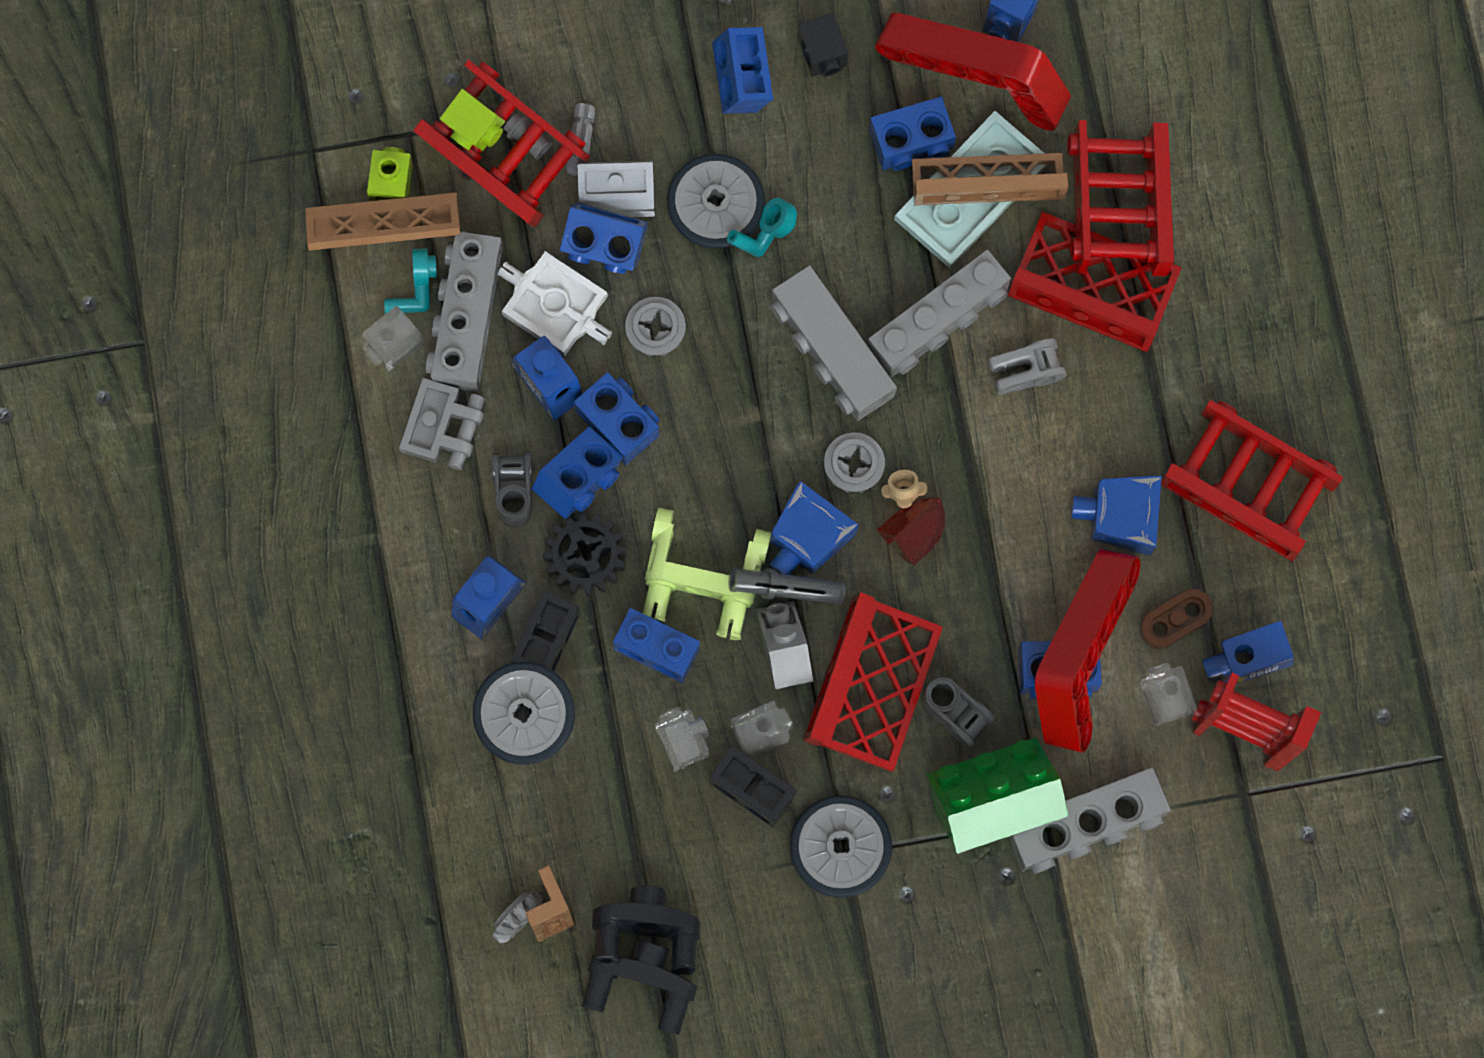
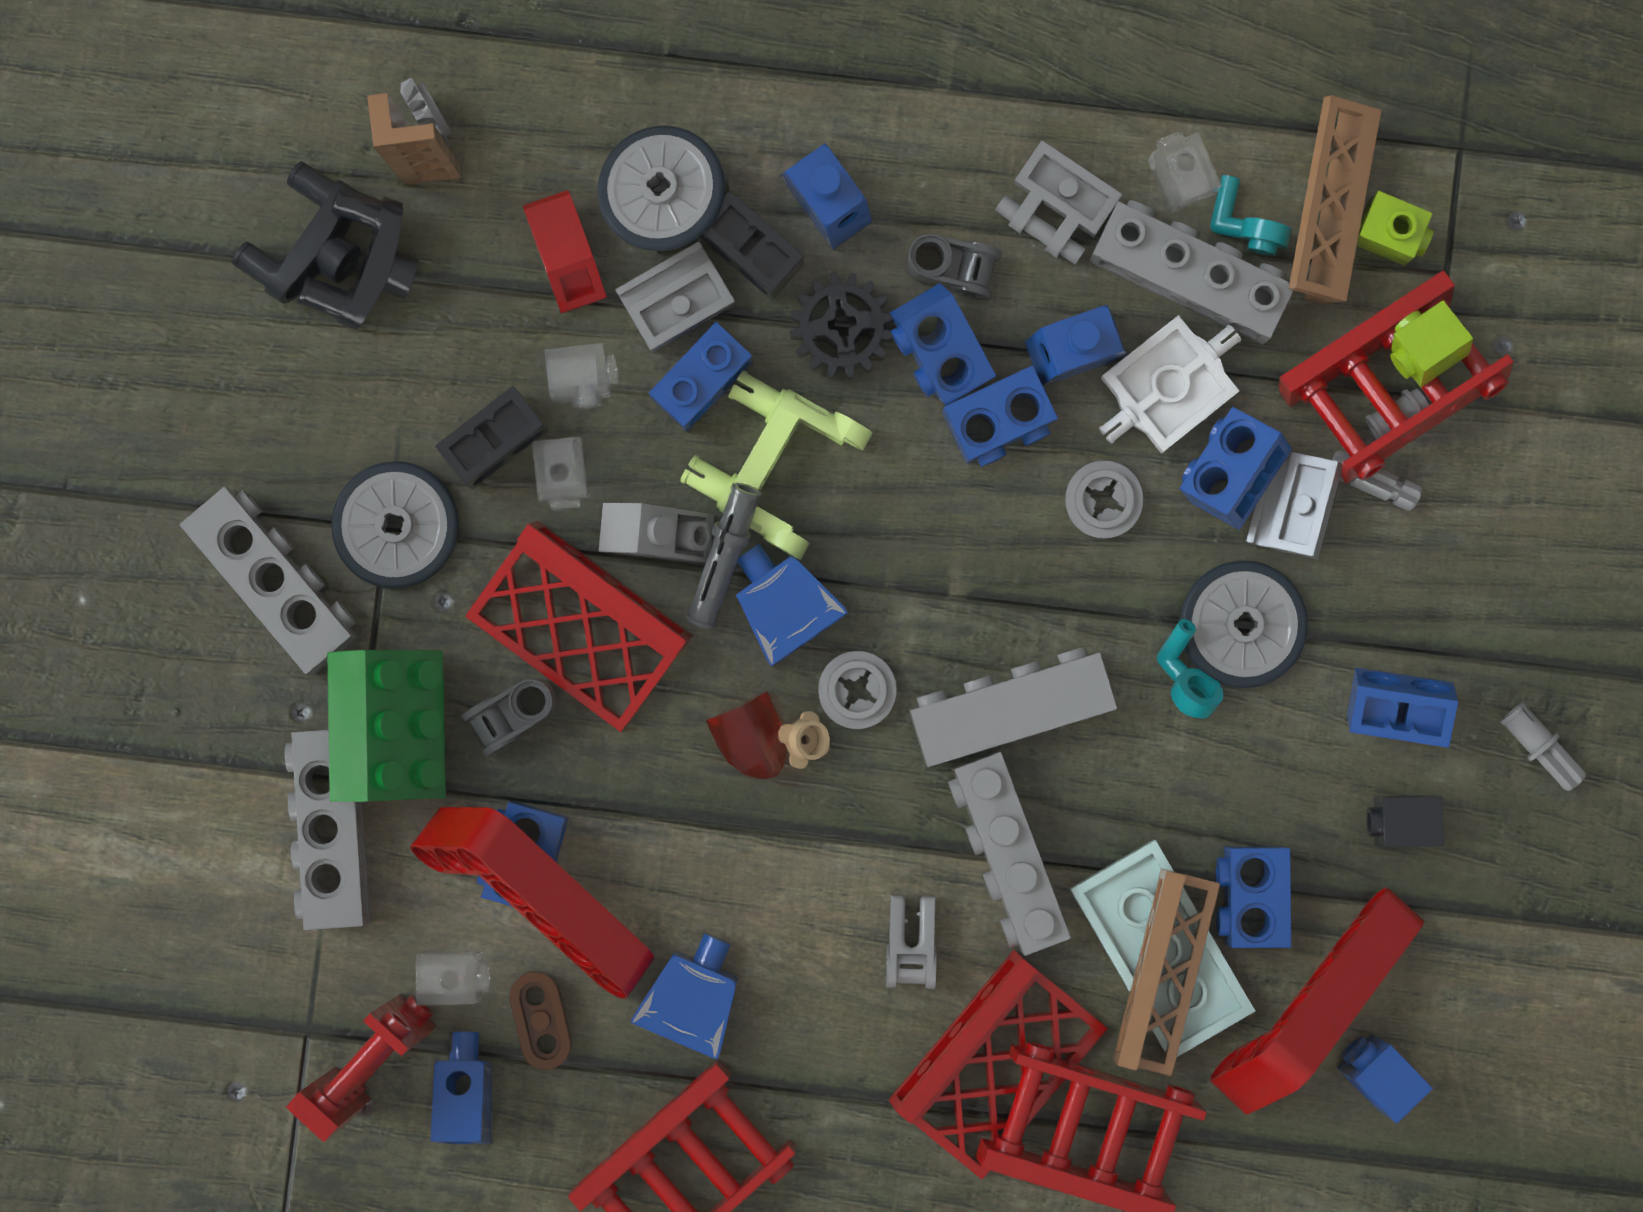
camera: 115 degrees right, 10 degrees up
(590, 779) = (564, 251): none -> red slope
(601, 686) = (675, 296): none -> light grey plate
(890, 983) = (212, 531): none -> light grey brick

